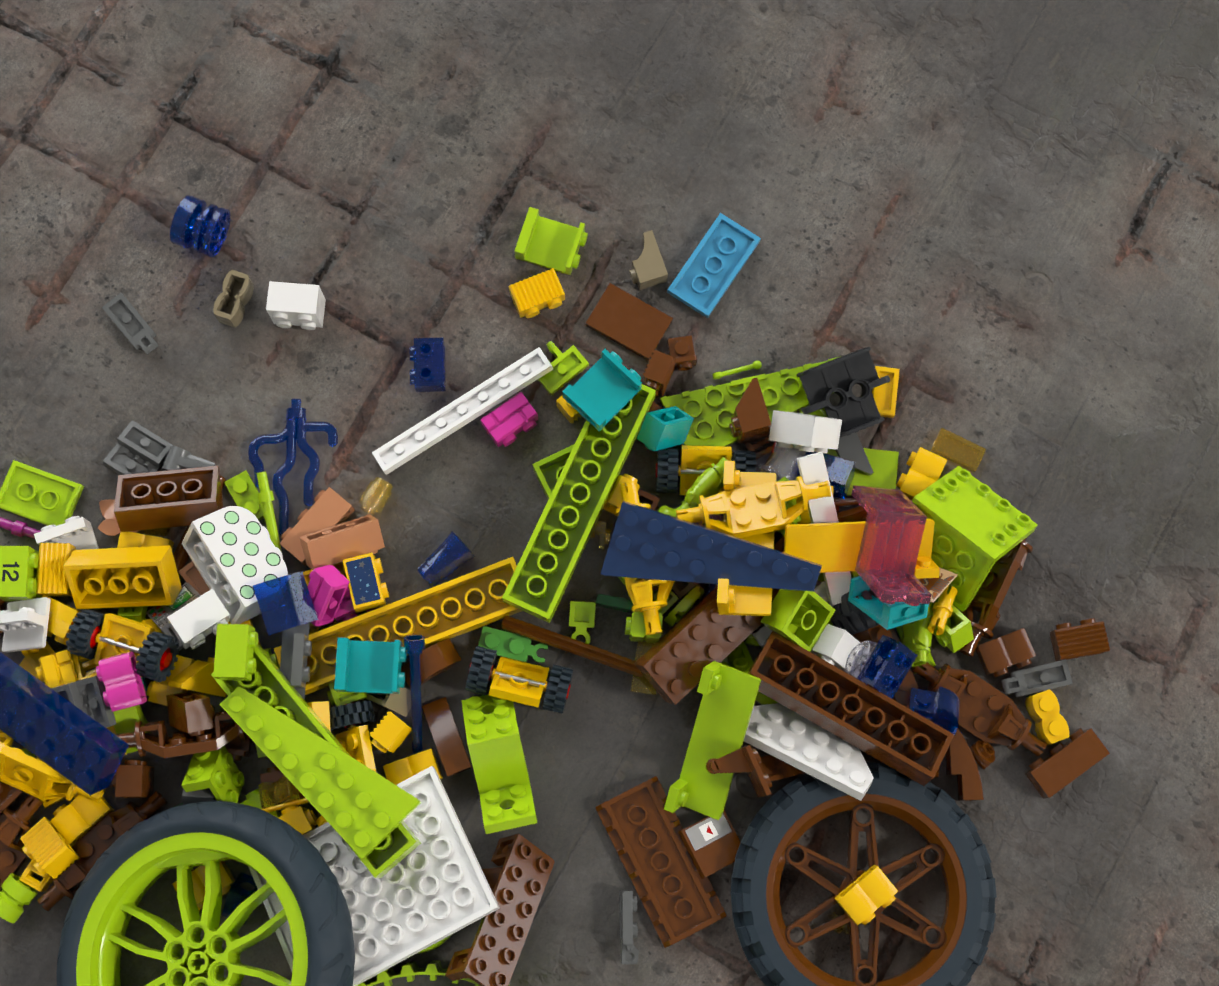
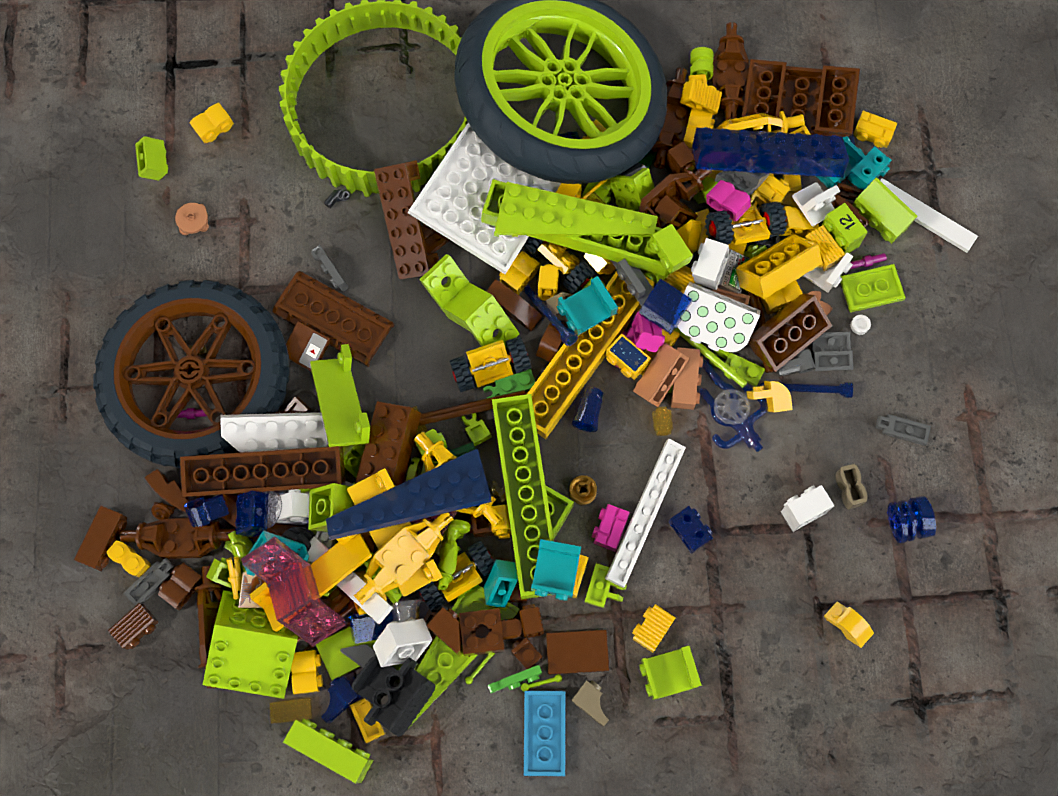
camera: 155 degrees right, 5 degrees down
(84, 464) = (860, 324): none -> white tile
(158, 404) = (844, 390): none -> clear blue piece
(238, 444) = (776, 394): none -> yellow brick
(291, 461) = (732, 406): none -> clear wheel
(340, 174) = (851, 623): none -> yellow brick
(505, 487) = (586, 497): none -> pearl gold wheel
(704, 322) = (525, 687): none -> lime hinge
(710, 391) = (485, 631): none -> reddish brown brick
(712, 333) = (513, 681): none -> bright green plate
(743, 761) = (315, 394): reddish brown plate -> none
(867, 895) = (186, 365): yellow brick -> none
(890, 851) = (192, 413): none -> magenta bar
(896, 427) = (340, 698): none -> clear blue arch
(942, 379) = (328, 751): none -> lime brick

